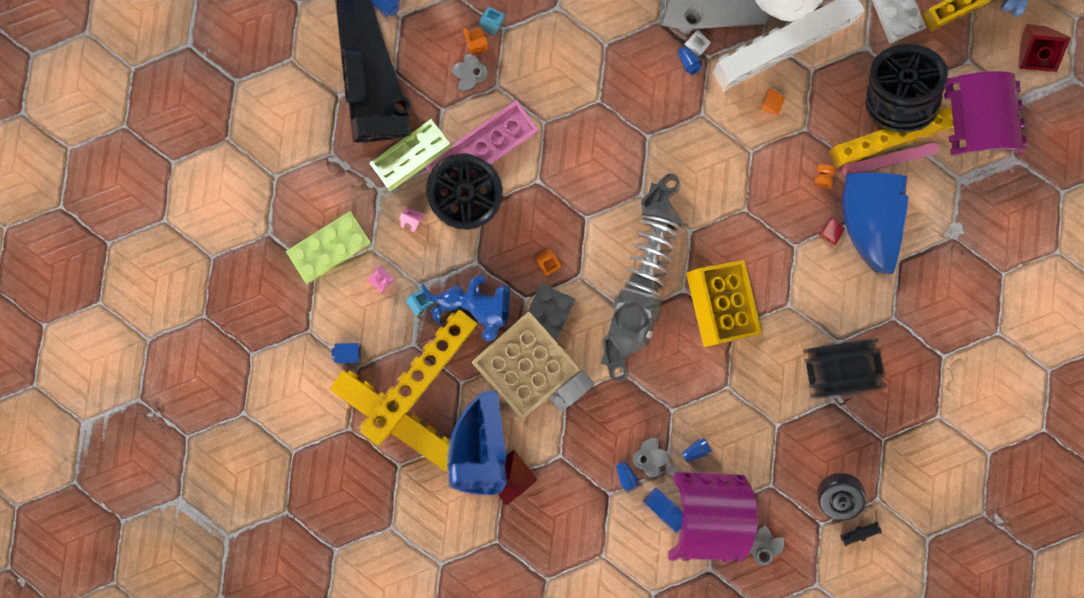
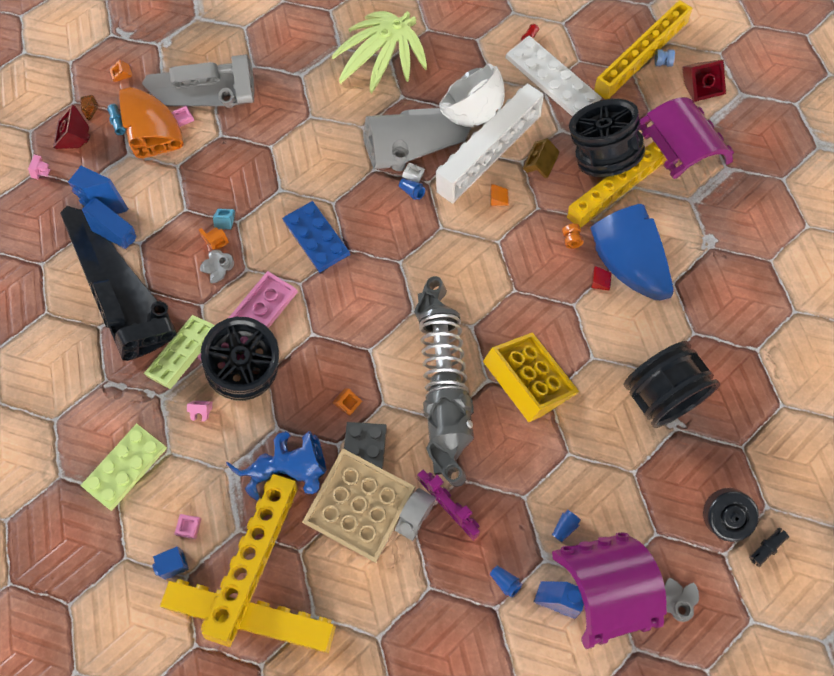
camera: 15 degrees left, 20 degrees down
(370, 324) = (187, 526): none -> bright pink tile
(381, 279) = (186, 477): bright pink tile -> none
(418, 302) = (231, 485): medium azure slope -> none
(478, 448) = (337, 608): blue panel -> none
(518, 478) = (384, 630): dark red slope -> none
(575, 76) = (316, 236): none -> blue plate
(598, 376) = (460, 514): none -> magenta hinge
(653, 458) = (526, 551): light grey plate -> none
(833, 75) = (541, 158): none -> pearl gold panel
(891, 159) = (628, 201): bright pink piece -> none

